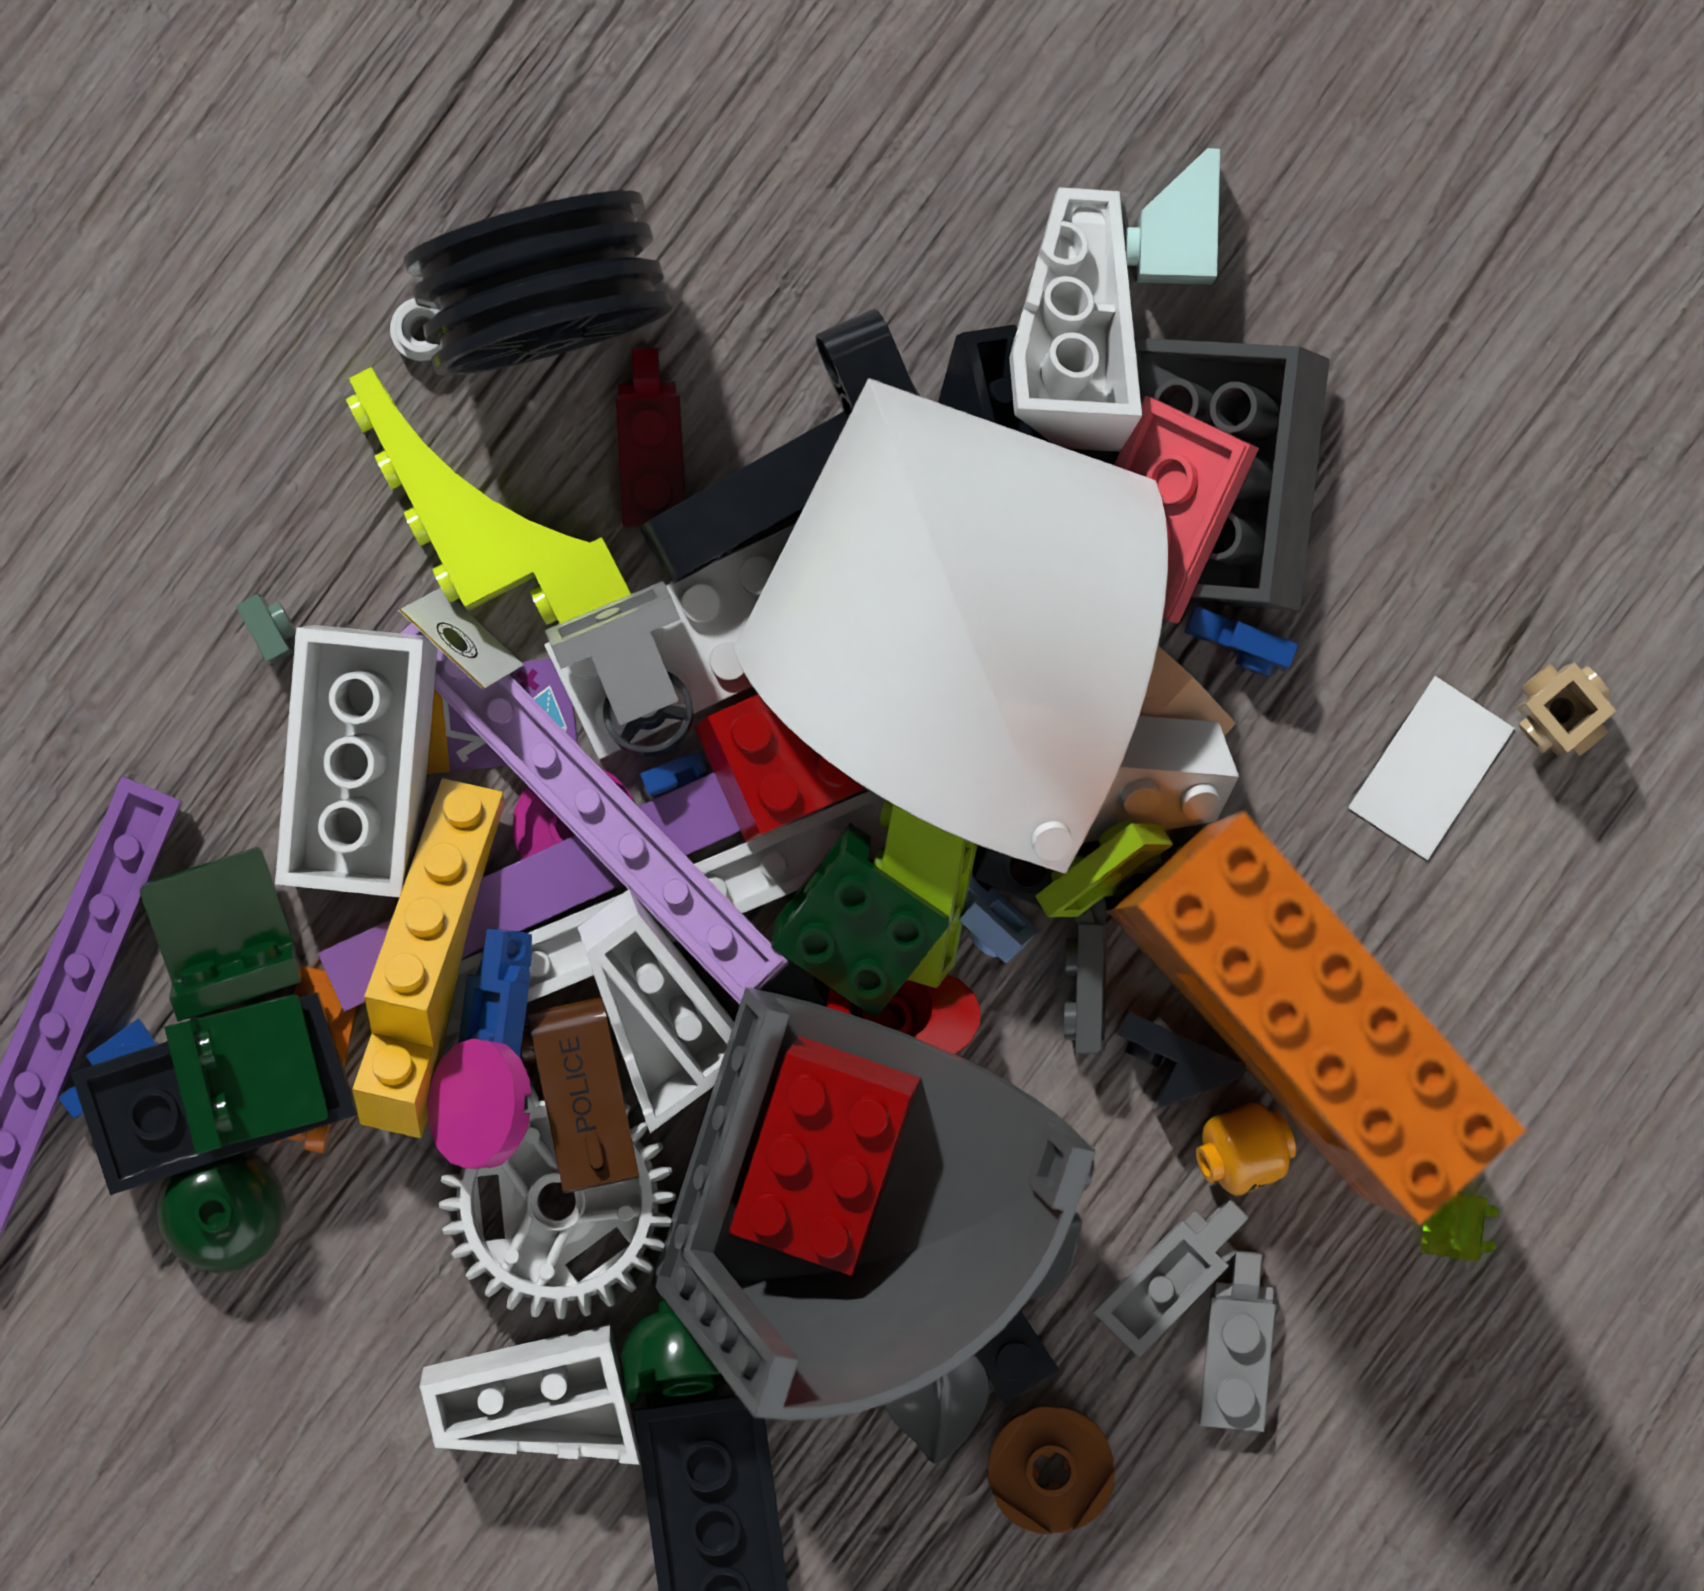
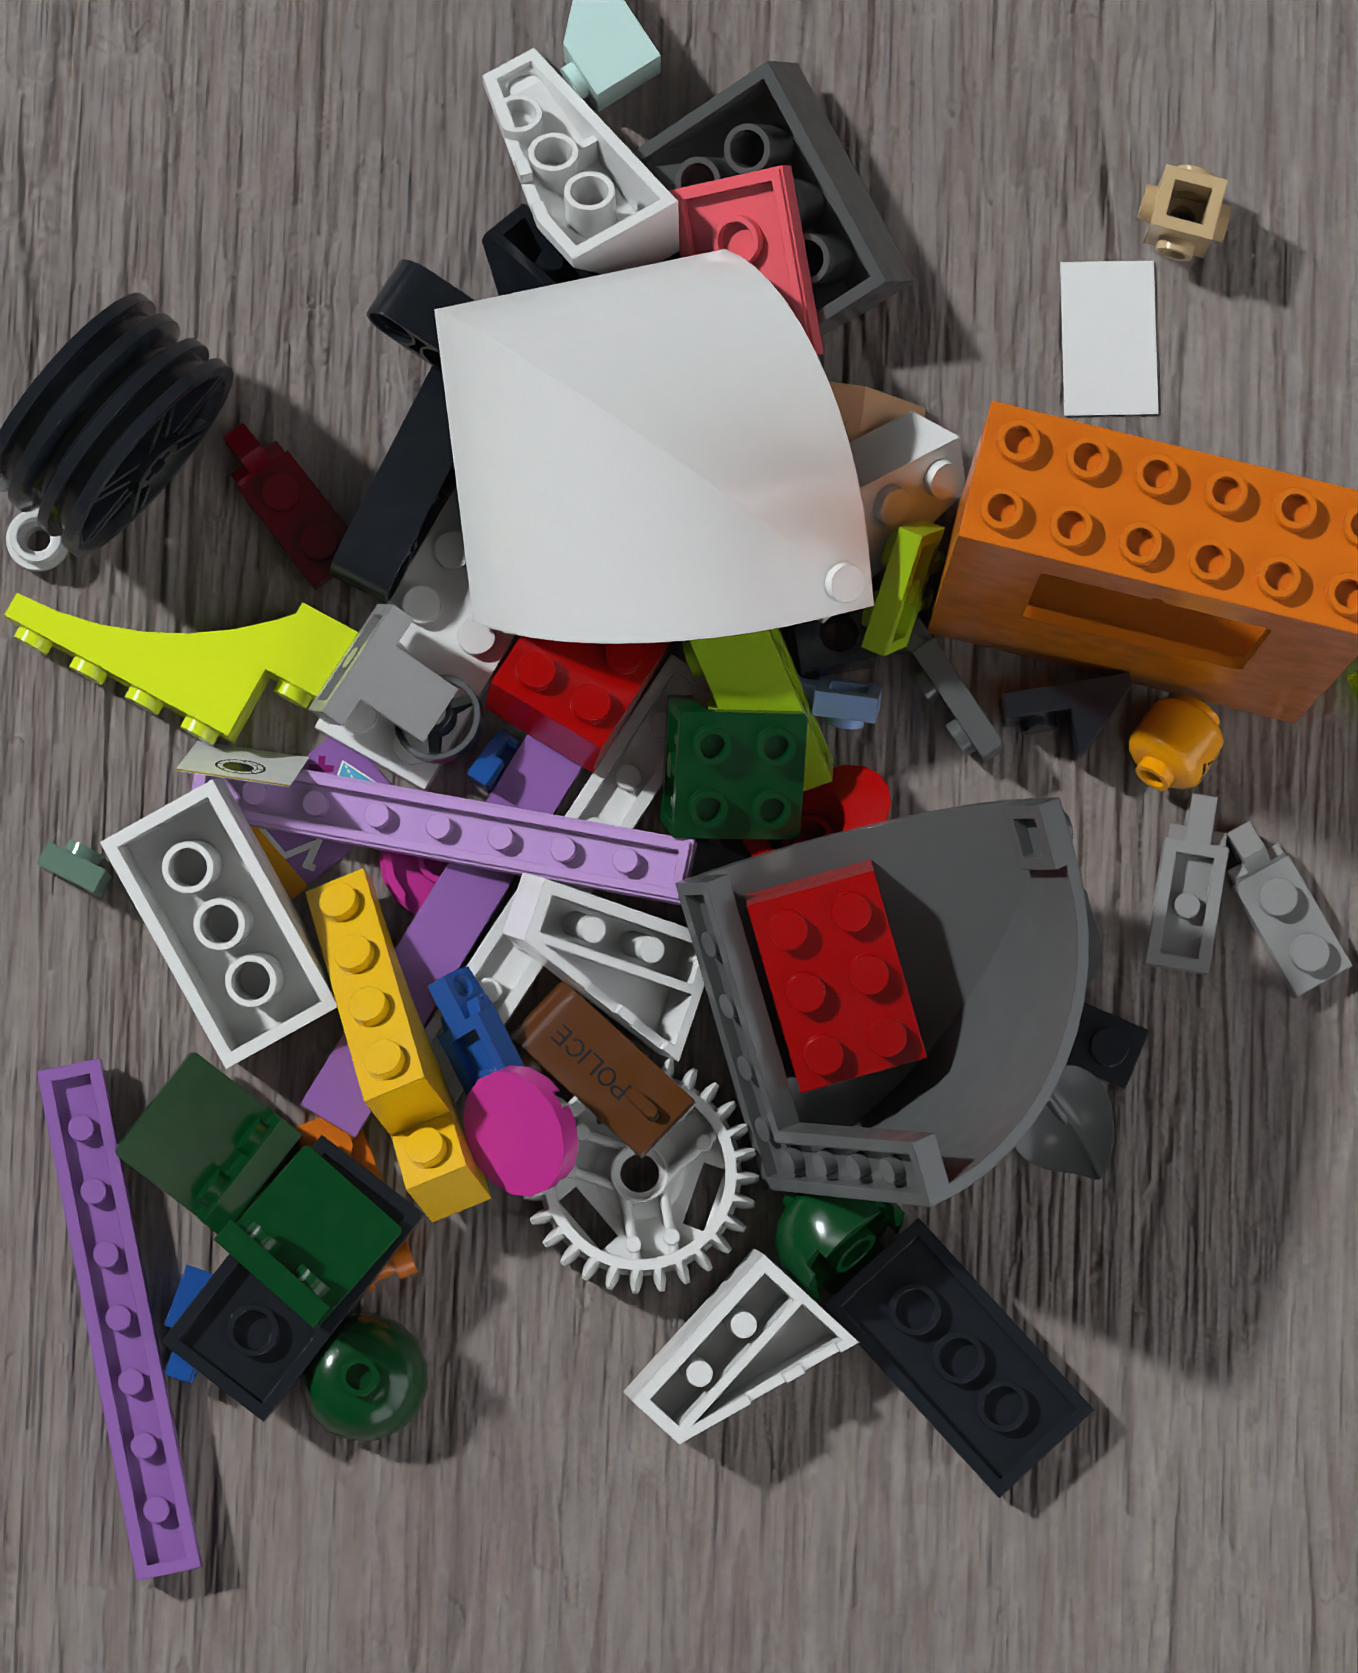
camera: 30 degrees left, 5 degrees down
(1087, 1461) = (1226, 1090): dark orange plate -> none
(1255, 648) = (899, 333): blue plate -> none

